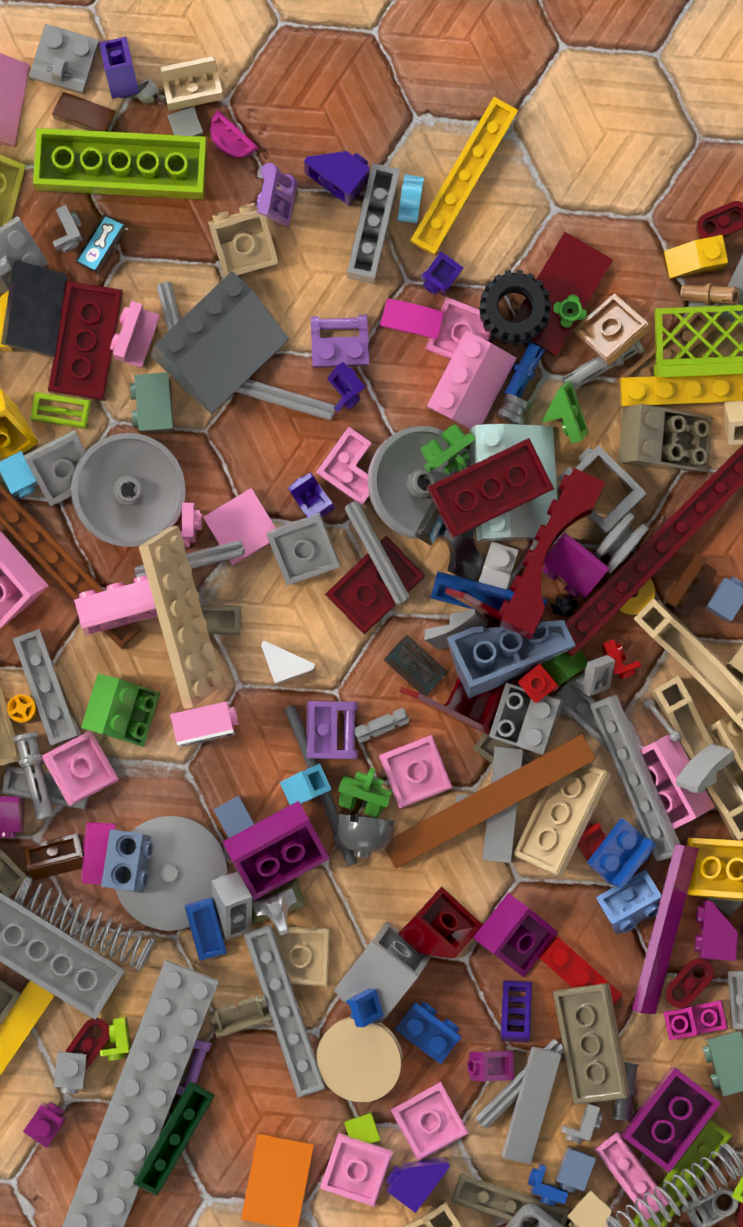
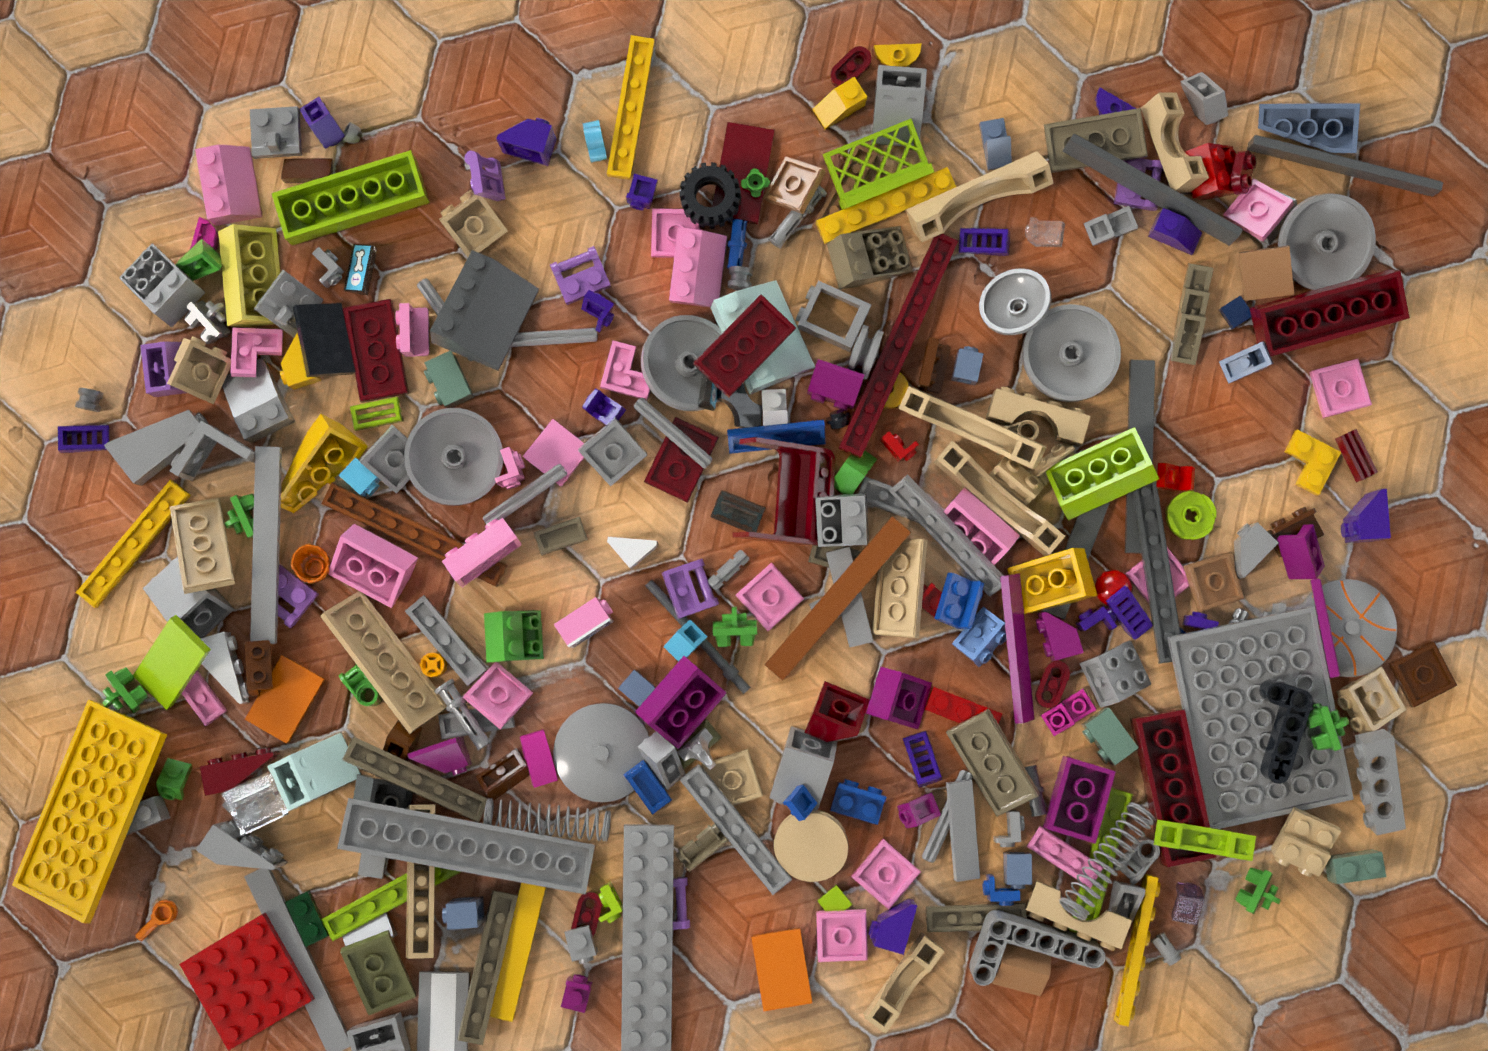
camera: 15 degrees left, 0 degrees up
(119, 860) = (556, 757): sand blue brick -> none
(173, 1138) = (685, 966): dark green slope -> none
(180, 616) = (532, 542): tan plate -> none
(185, 123) = (391, 146): light grey tile -> none
(191, 83) = (384, 113): tan bracket -> none
(229, 138) = (432, 147): dark pink tile -> none
(364, 834) = (747, 662): dark grey cylinder -> none
(373, 223) = (572, 171): light grey brick -> none
(411, 318) = (631, 235): dark pink slope -> none
(456, 441) = (702, 319): bright green hips -> none
(458, 622) = (763, 467): light grey slope -> none
(497, 655) = (801, 478): sand blue wedge -> none
(538, 683) = (842, 489): red bracket -> none
(567, 407) = (780, 259): bright green slope -> none
(577, 501) = (817, 333): dark red arch -> none
(596, 676) = (886, 466): light grey bracket -> none
(649, 703) = (936, 472): light grey hinge -> none
(702, 768) = (999, 508): light grey slope -> none
(709, 294) = (862, 128): medium nougat pin -> none

